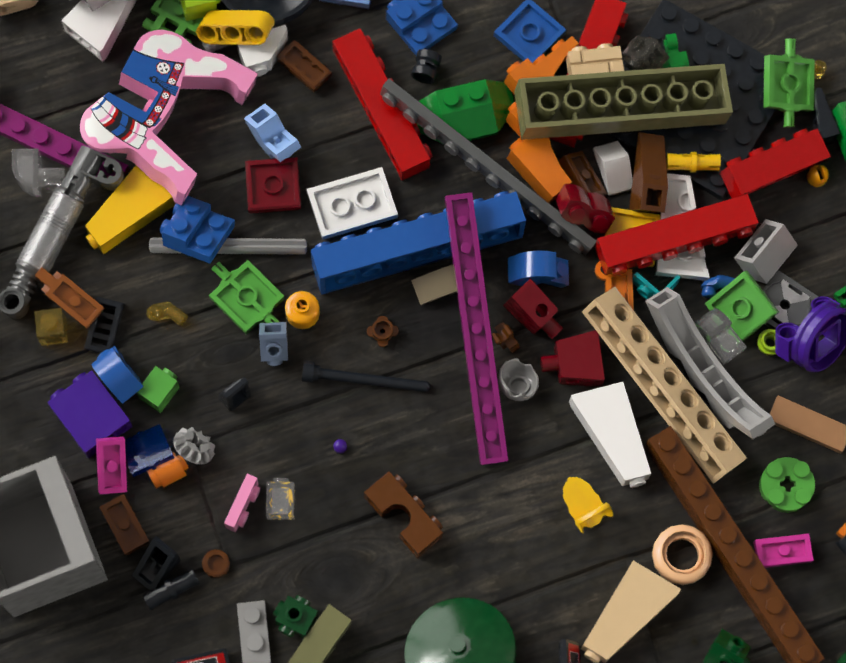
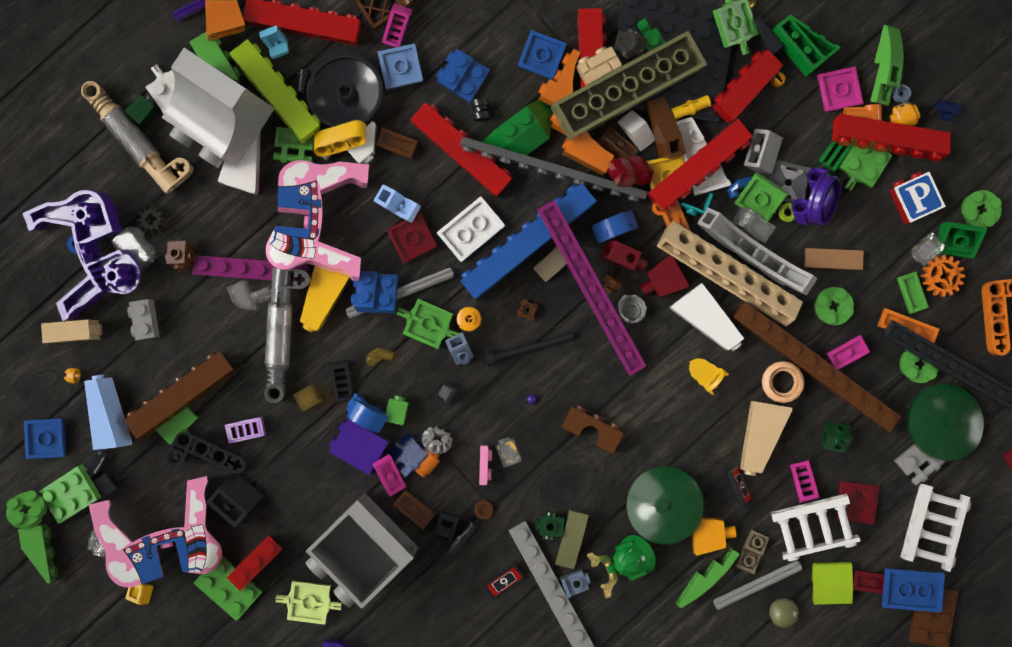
camera: 20 degrees left, 15 degrees up
(70, 297) = (312, 375): dark orange hinge -> none

